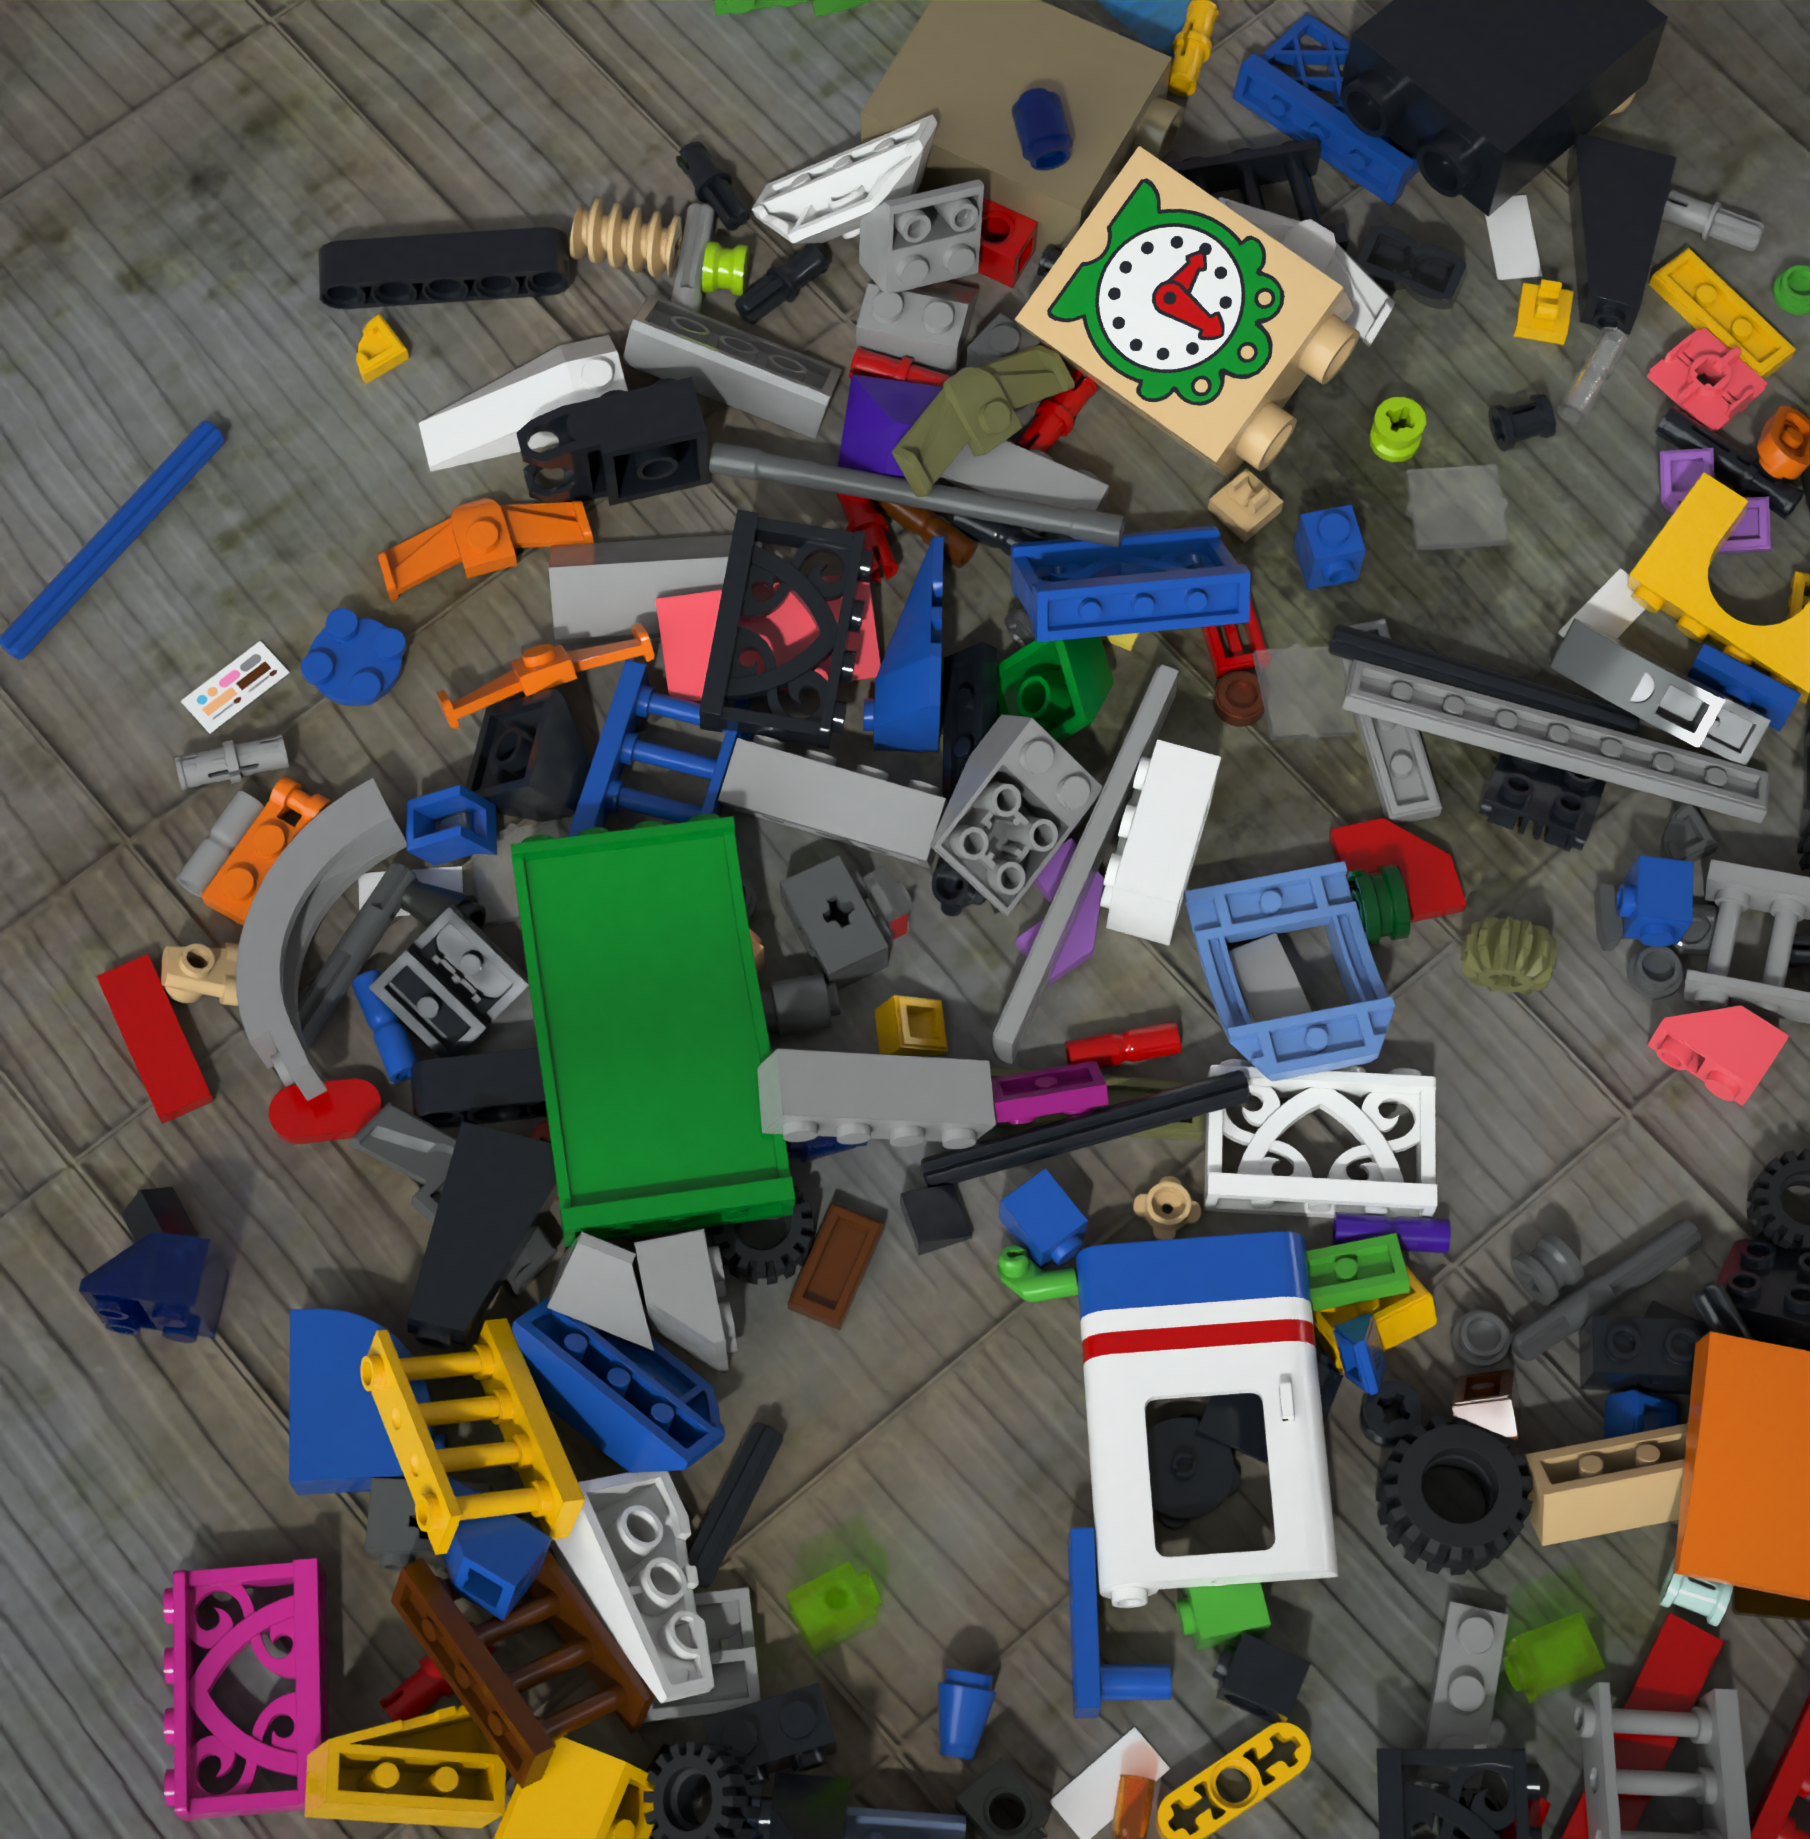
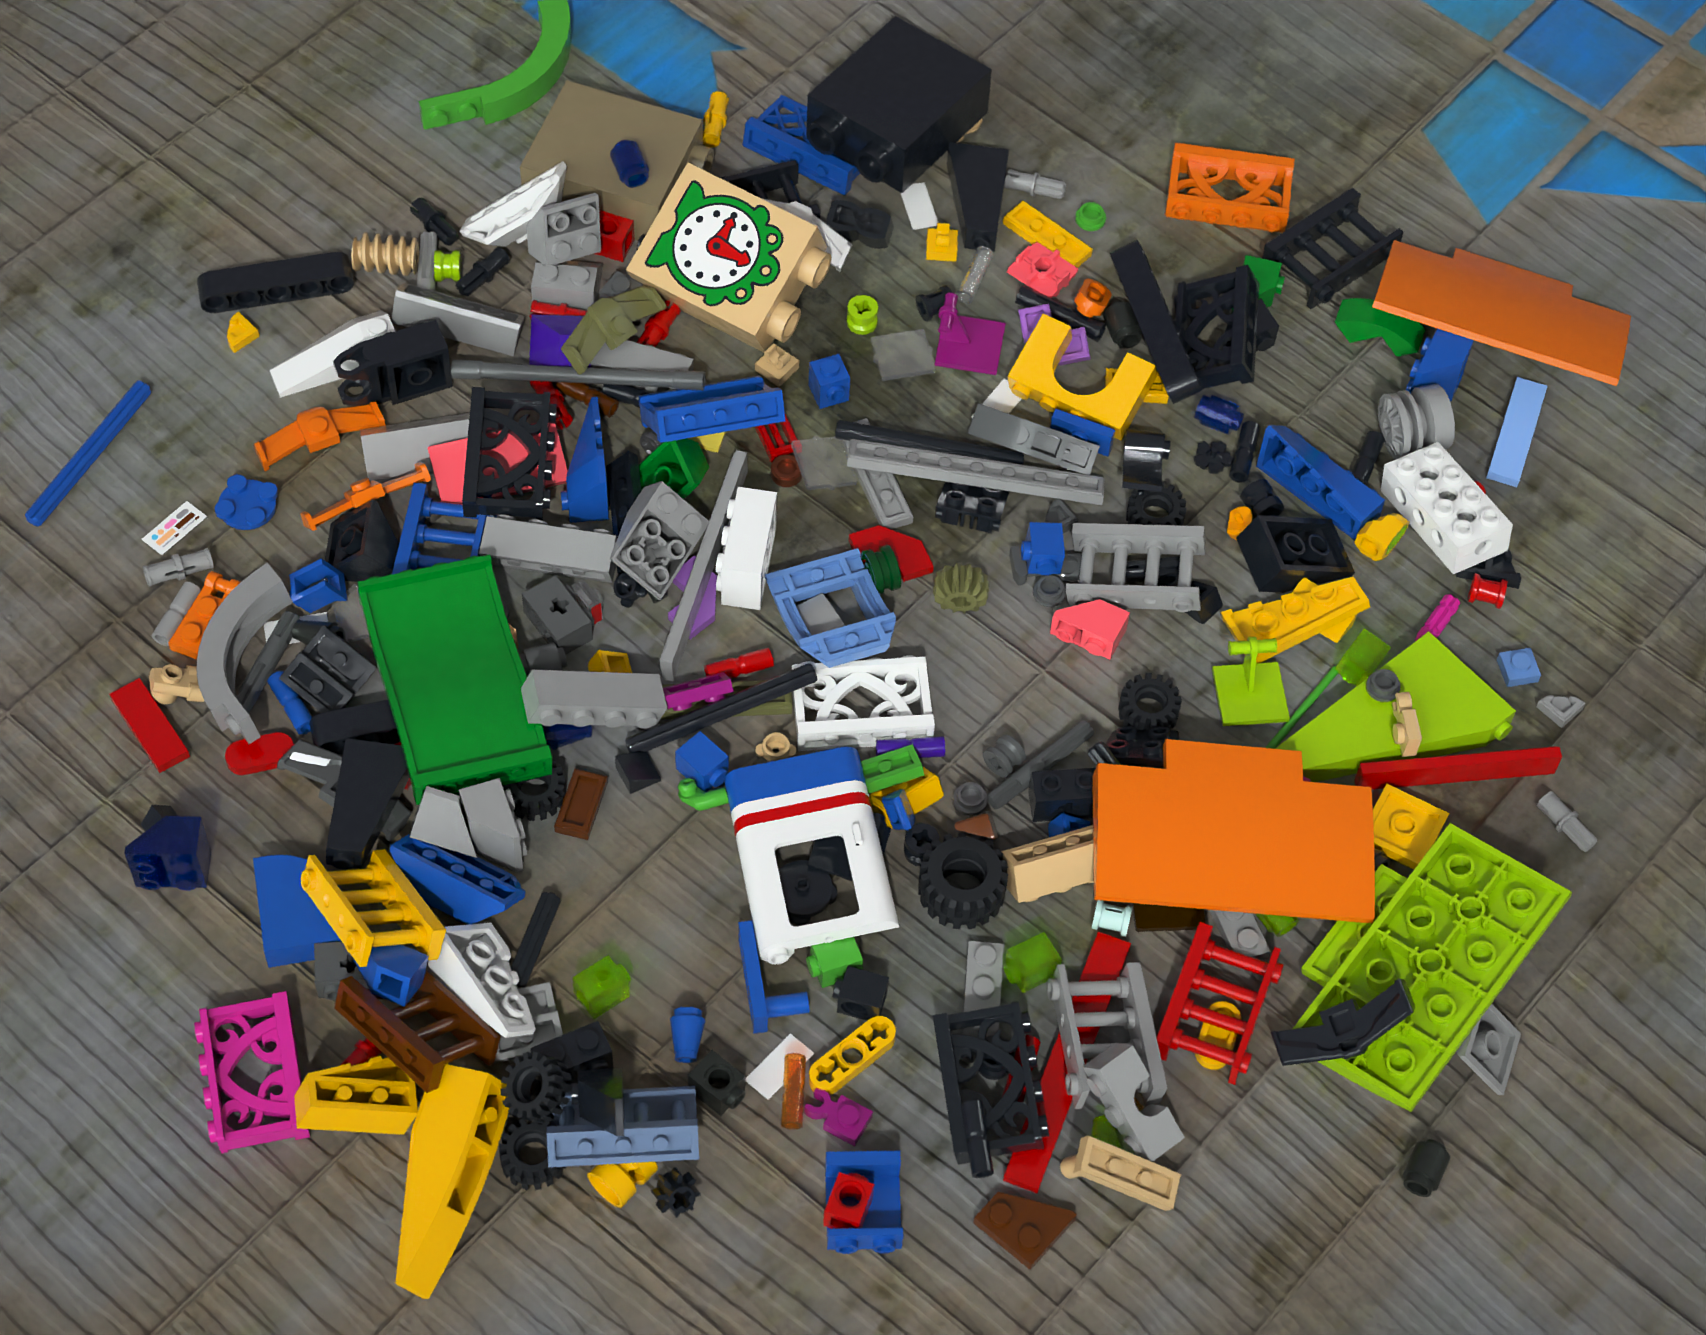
camera: 10 degrees left, 10 degrees down
(1570, 498) = (968, 341): none -> magenta plate

